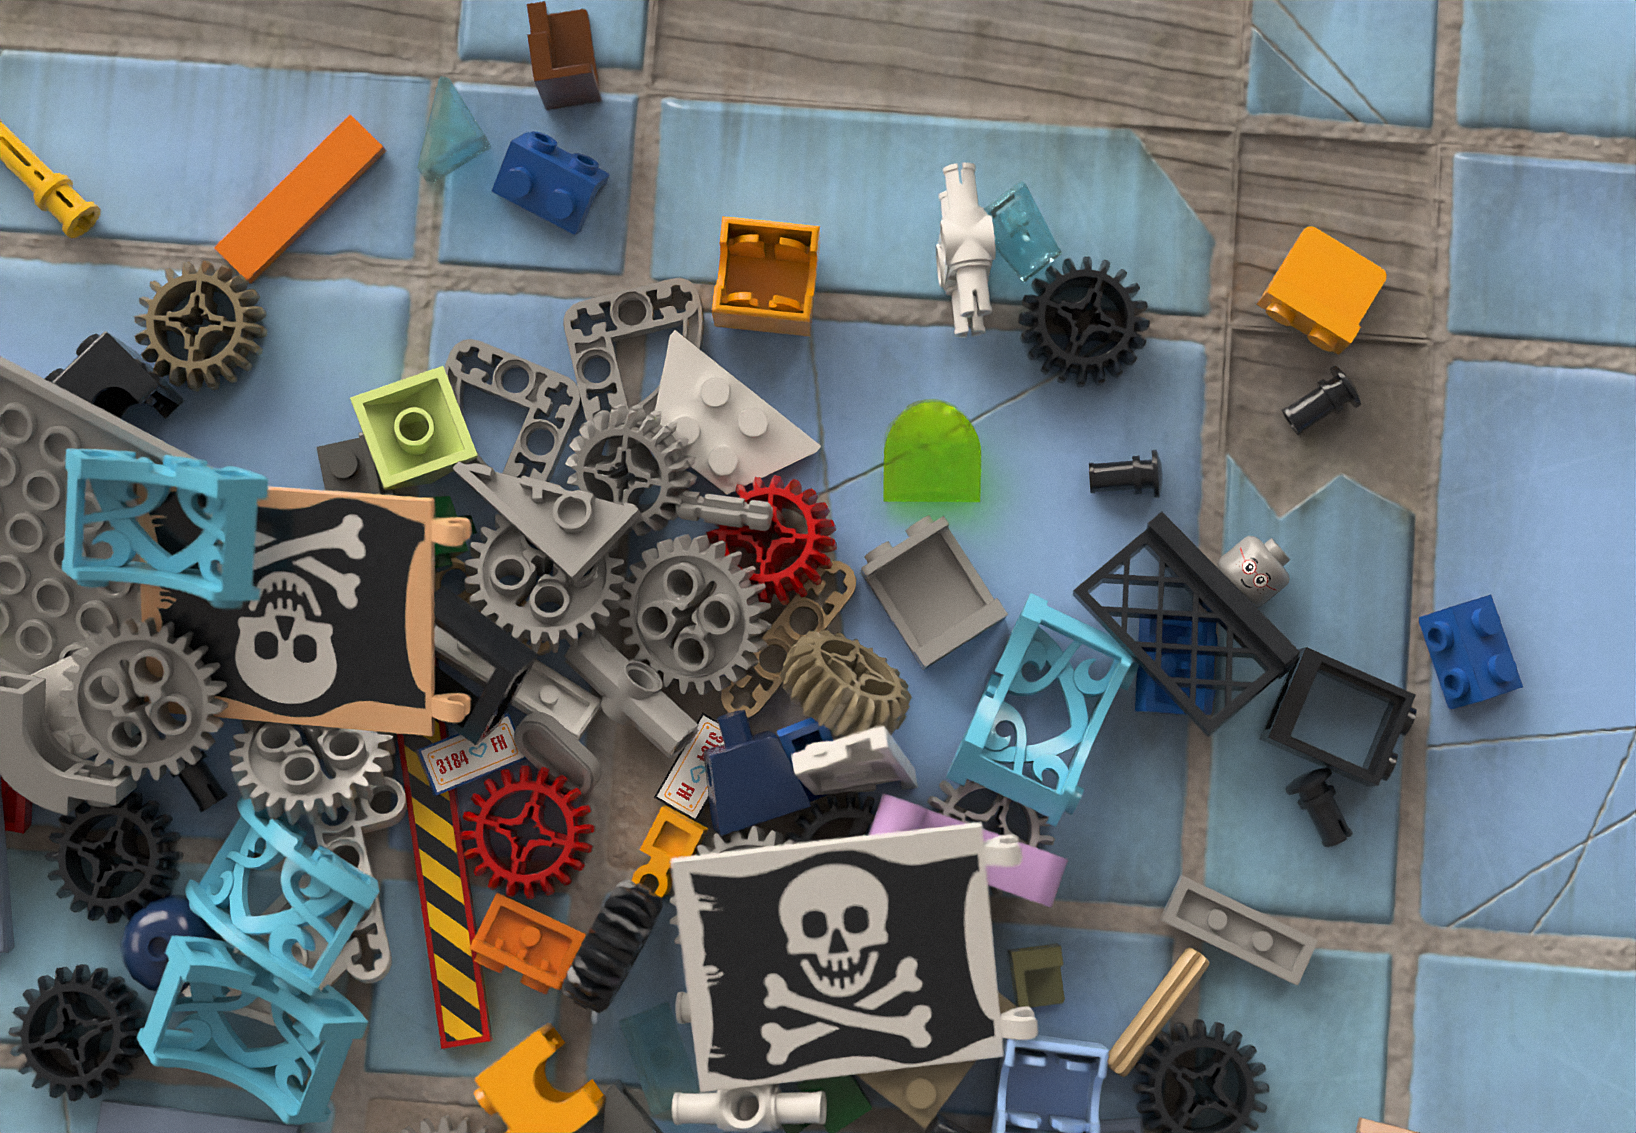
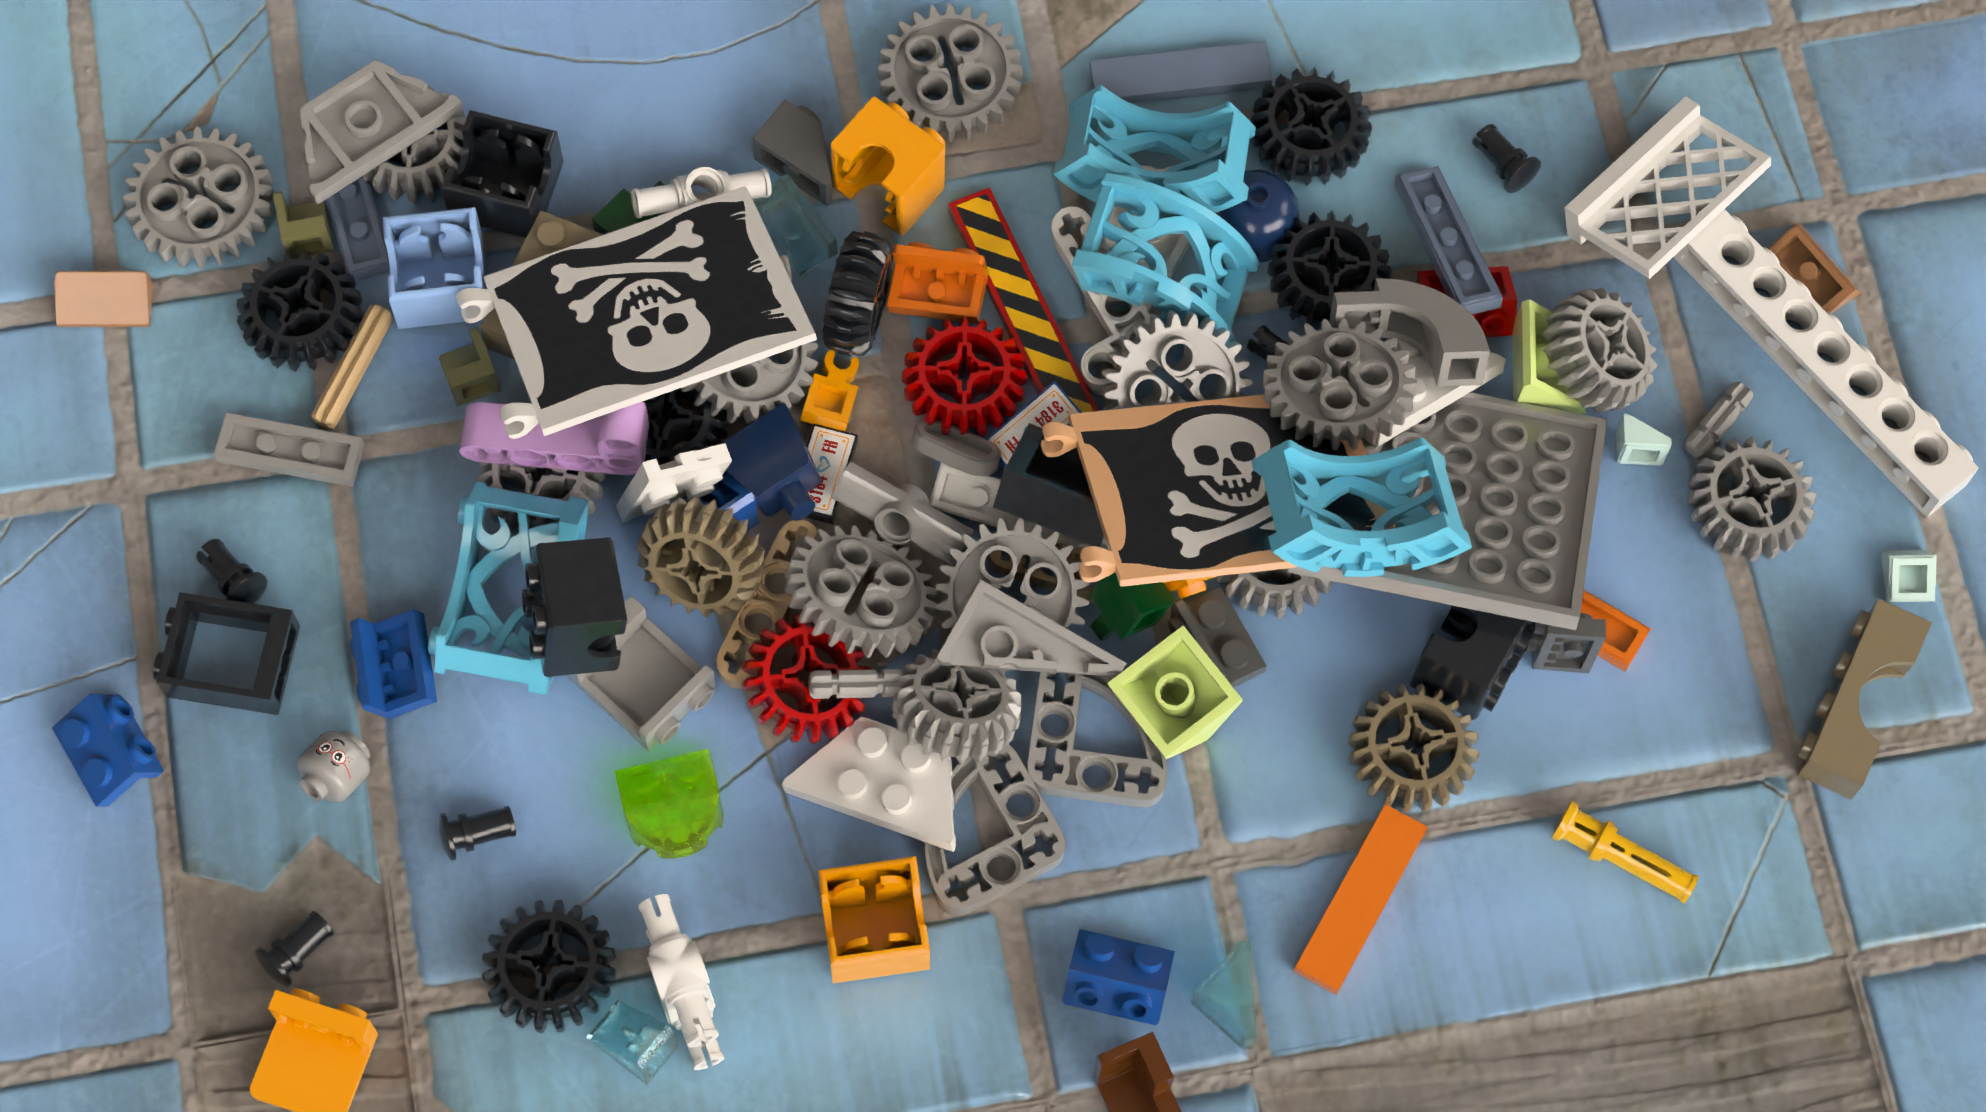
camera: 160 degrees right, 15 degrees down
(986, 643) = (574, 606): none -> black piece
(1223, 604) = (366, 723): black fence -> none

